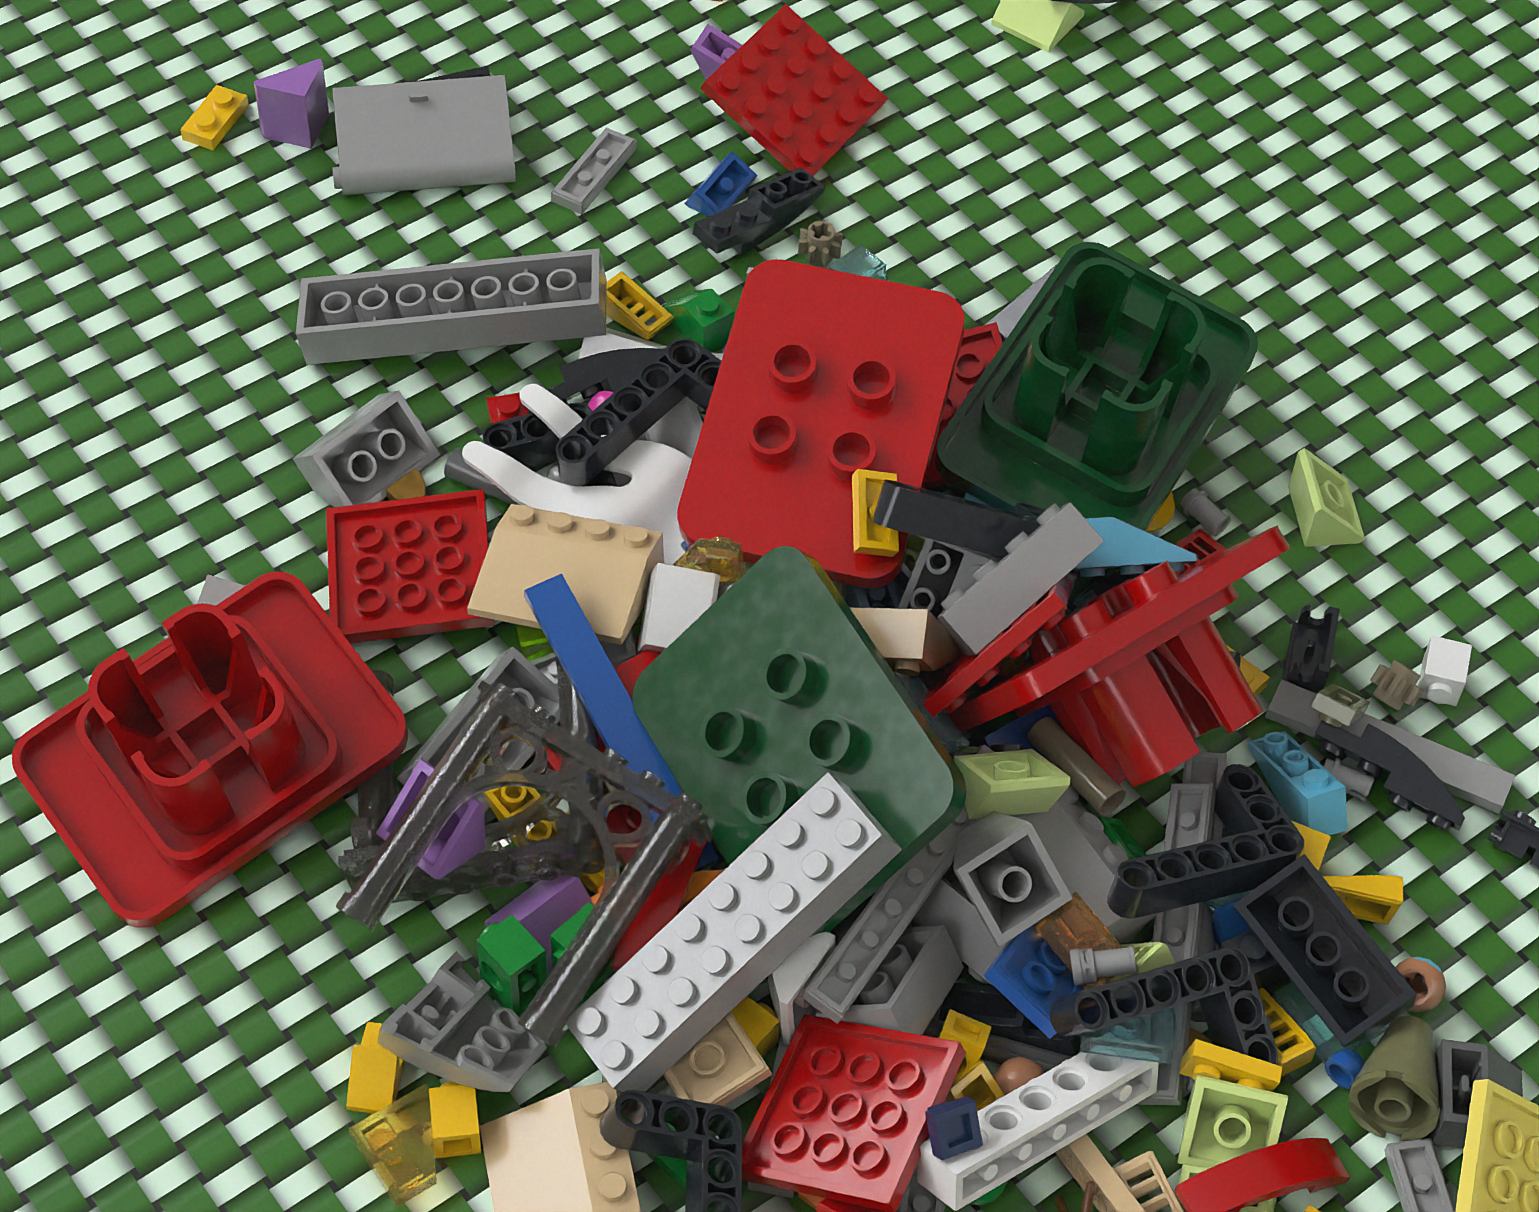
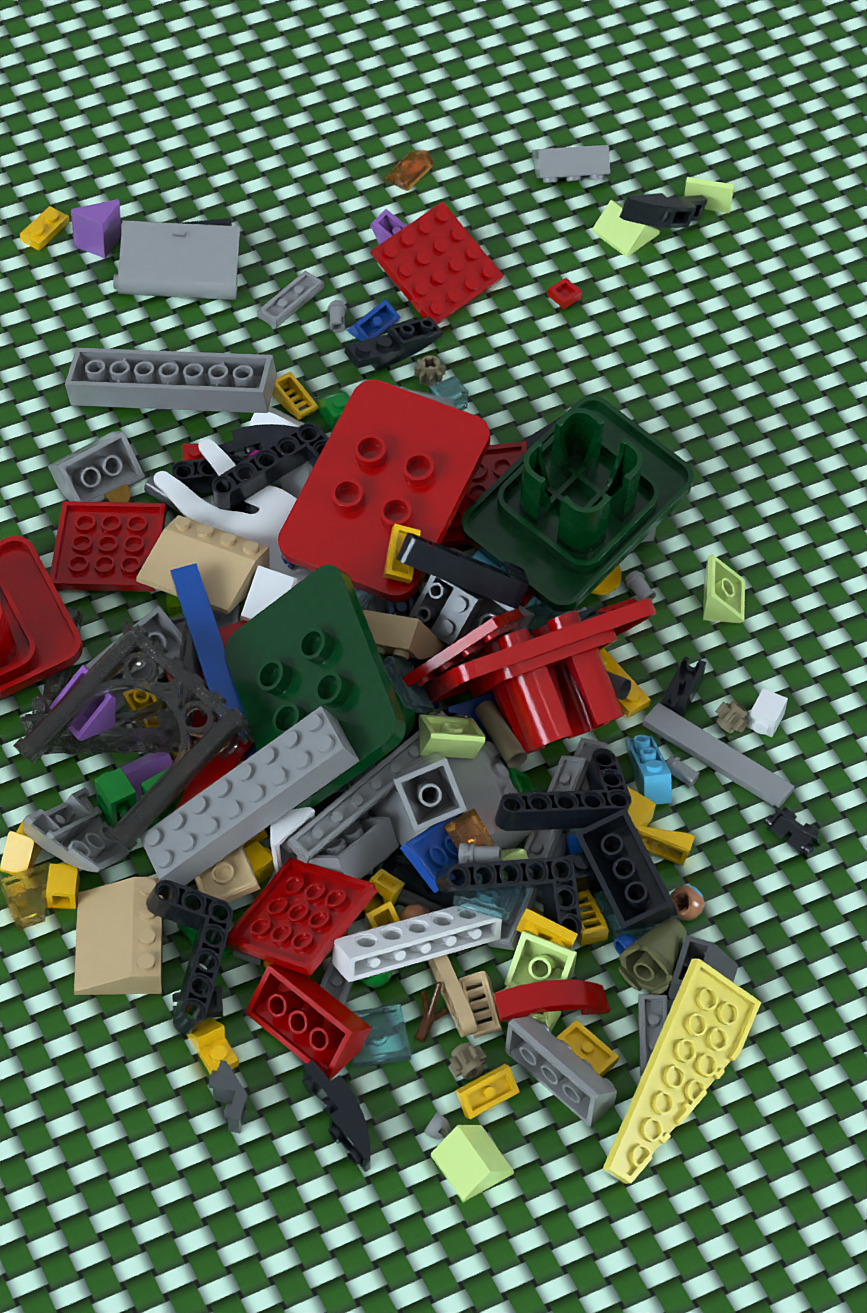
camera: 10 degrees right, 0 degrees up
(665, 177) = (337, 312): none -> light grey pin
(715, 556) = (295, 566): clear yellow wing -> none
(953, 1127) = (355, 931): dark blue tile -> none
(979, 111) = (564, 293): none -> red plate
(1019, 579) = (488, 601): light grey slope -> none
(1130, 550) = (557, 596): medium azure slope -> none
(1339, 706) = (685, 723): olive plate -> none
(1409, 778) = (718, 775): black slope -> none

